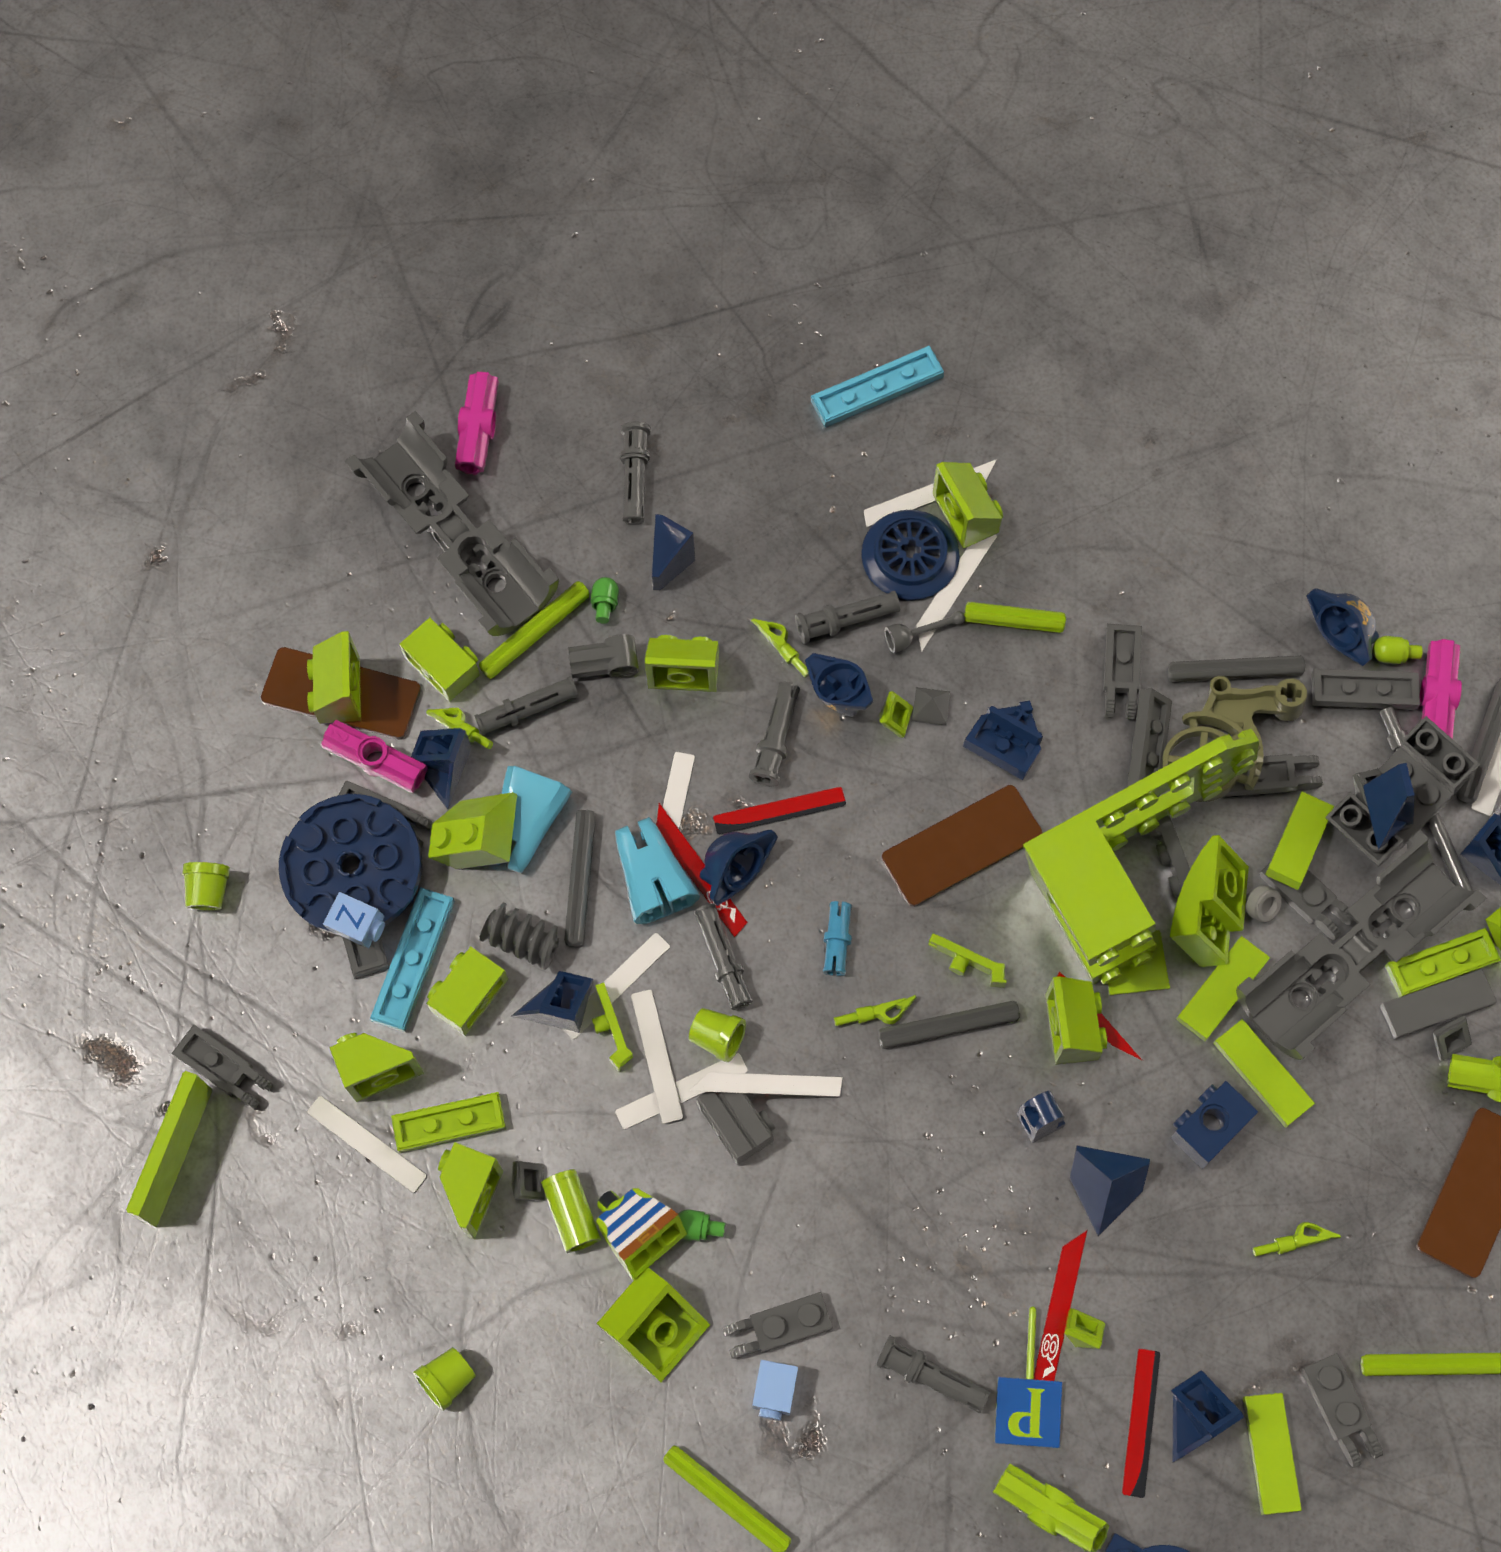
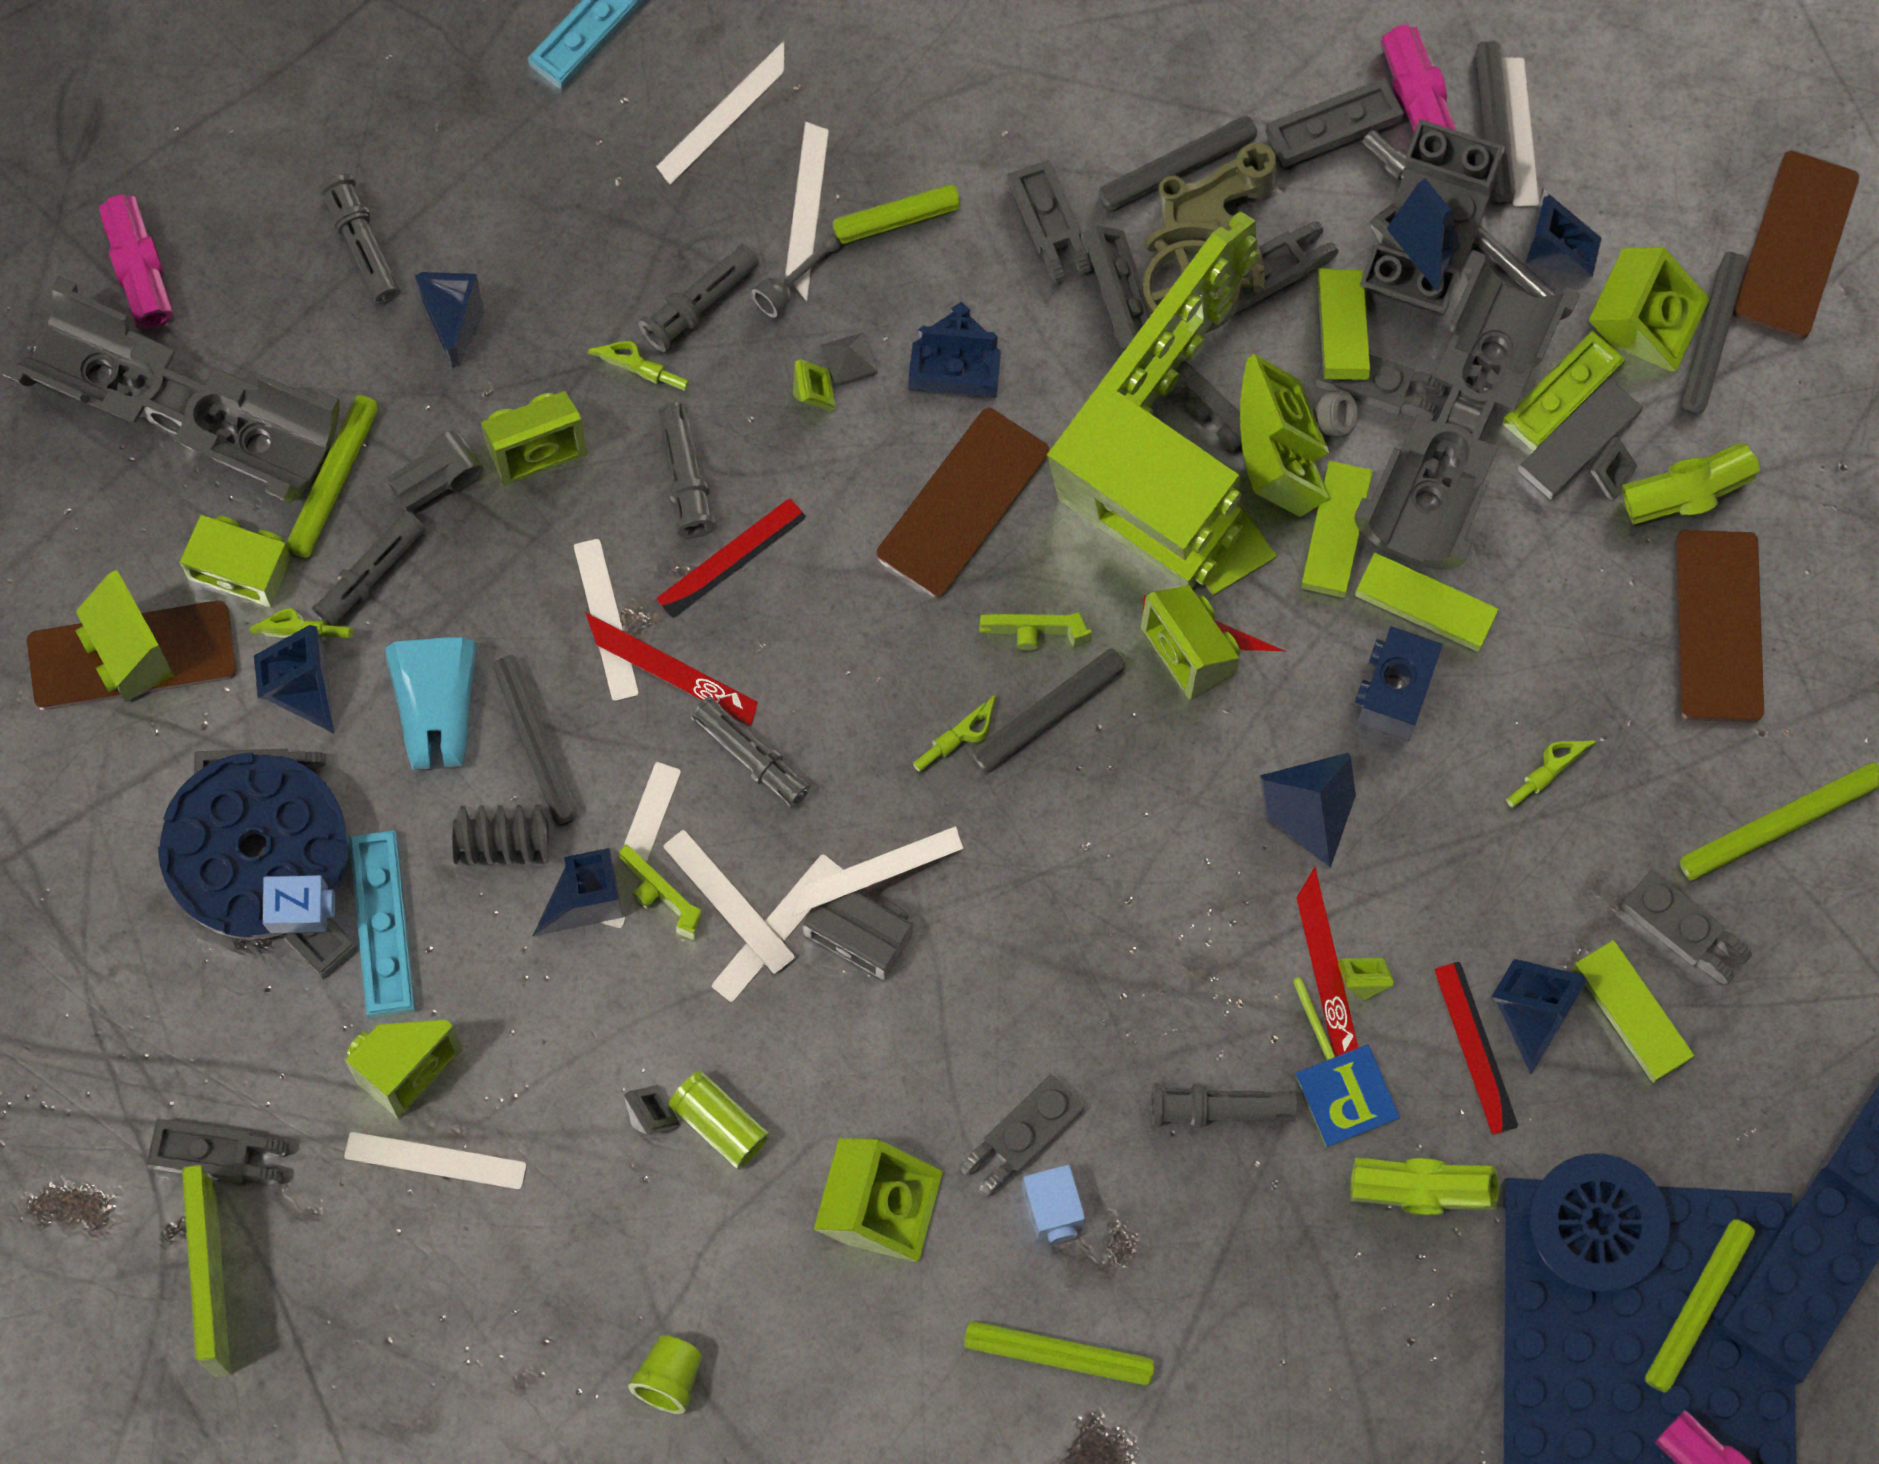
camera: 30 degrees left, 0 degrees up
(204, 885) = (84, 951): lime piece -> none
(357, 746) = (185, 709): dark pink piece -> none
(448, 1122) = (521, 1089): lime tile -> none
(466, 990) = (467, 928): lime brick -> none
(469, 1184) = (585, 1142): lime slope -> none
(475, 832) = (386, 740): lime slope -> none
(604, 598) = (399, 402): bright green cylinder -> none
(638, 1228) = (808, 1100): torso -> none
(653, 875) = (621, 695): medium azure piece -> none
(699, 1225) = (872, 1068): bright green cylinder -> none
(717, 1033) = (788, 840): lime piece -> none
(735, 861) = (711, 636): dark blue hat -> none
(837, 938) = (873, 671): dark azure pin -> none
(839, 684) = (733, 377): dark blue hat -> none
(913, 586) = (728, 234): dark blue piece -> none
(966, 503) = (776, 105): lime slope -> none
(1041, 1116) = (1204, 761): dark blue leg -> none
(1345, 623) = (1276, 57): dark blue hat -> none
(1395, 650) = (1347, 63): lime cylinder -> none

